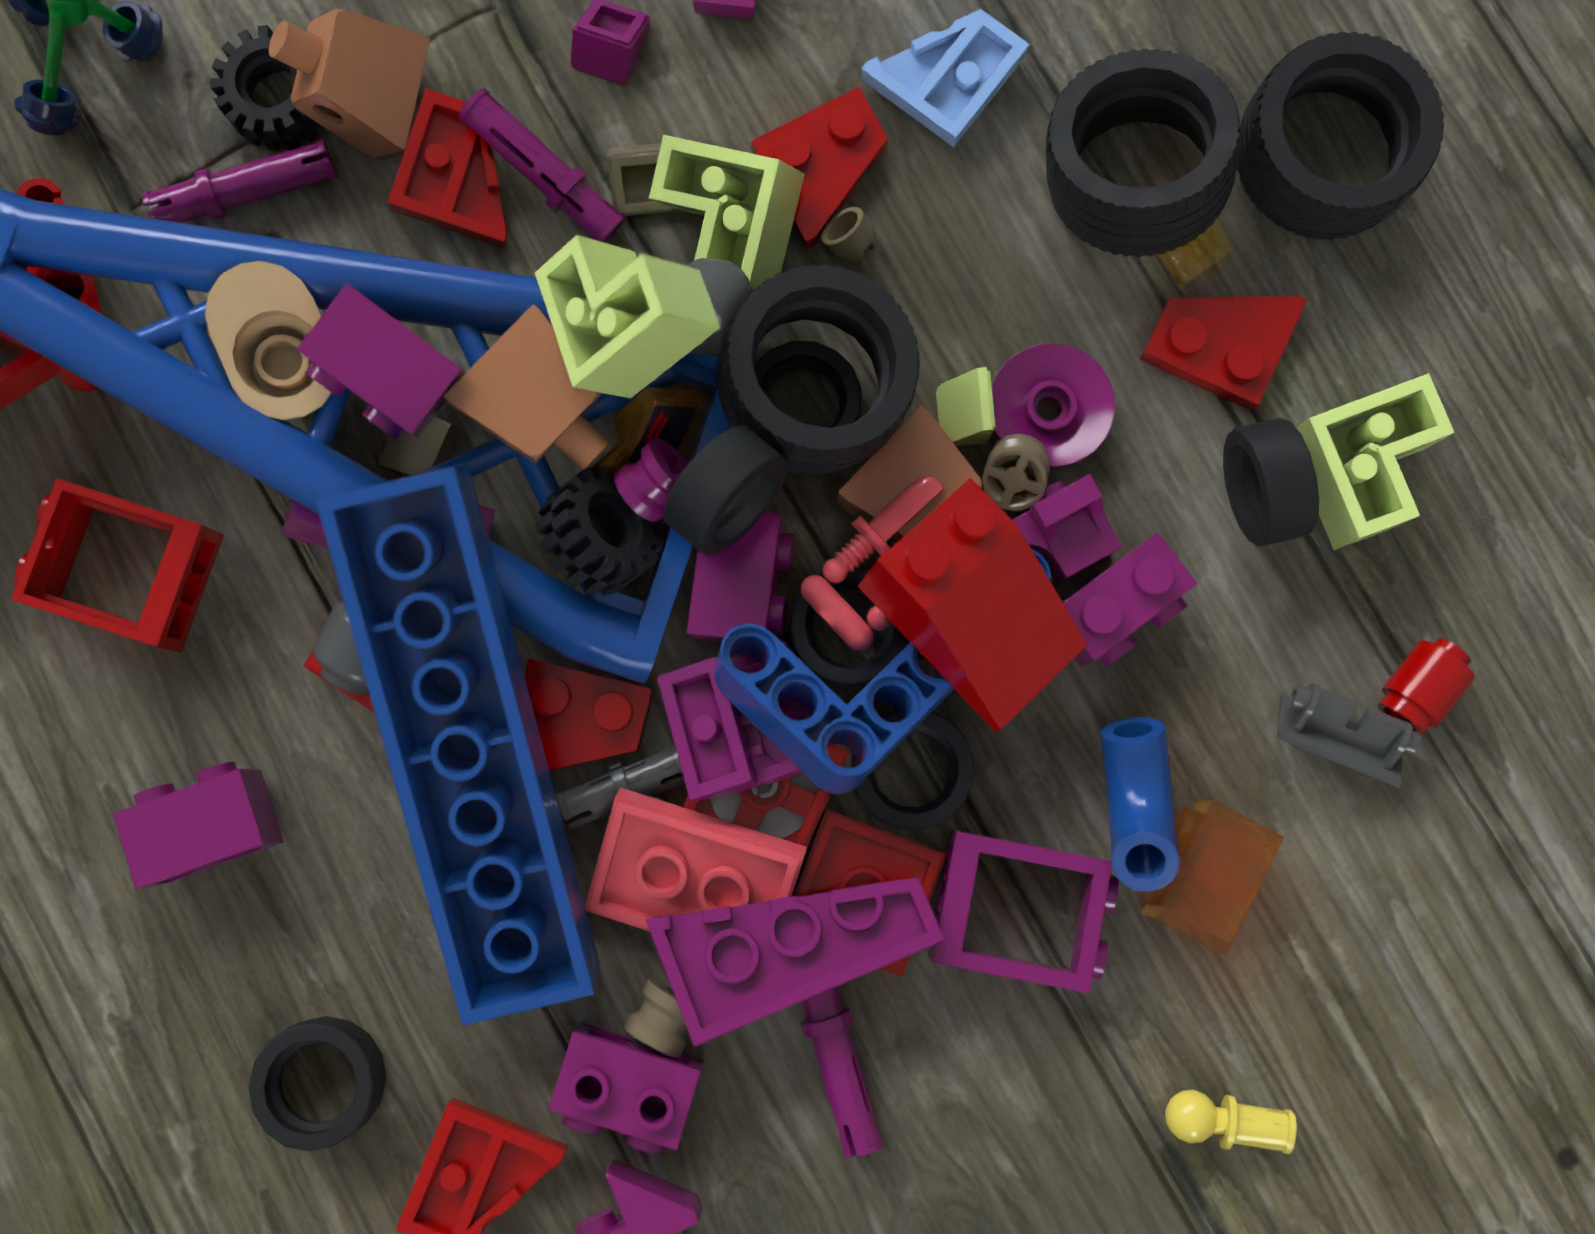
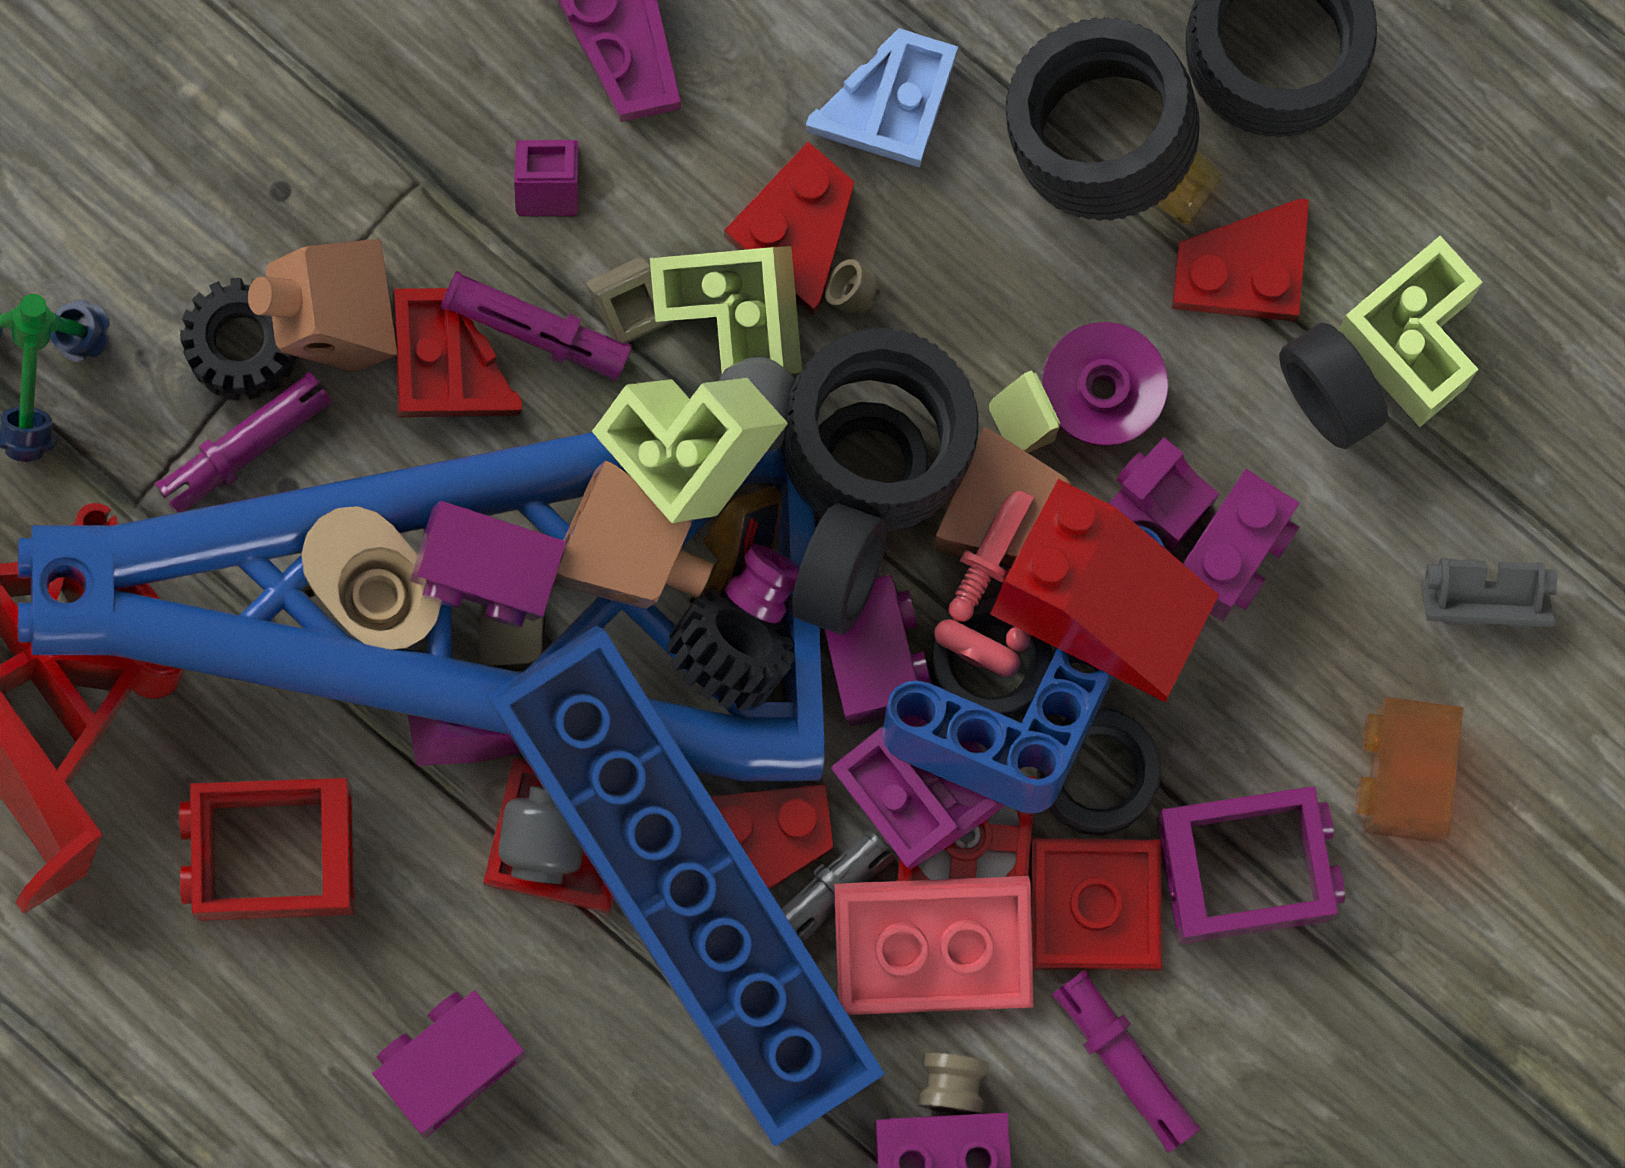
camera: 25 degrees left, 5 degrees down
(772, 954) = (1029, 987): magenta wing -> none
(1012, 486) = (1097, 472): dark tan wheel -> none
(1140, 803) = (1321, 723): blue cylinder -> none
(1196, 1118) = (1478, 998): light yellow pin -> none
(1427, 684) = (1548, 522): red brick -> none

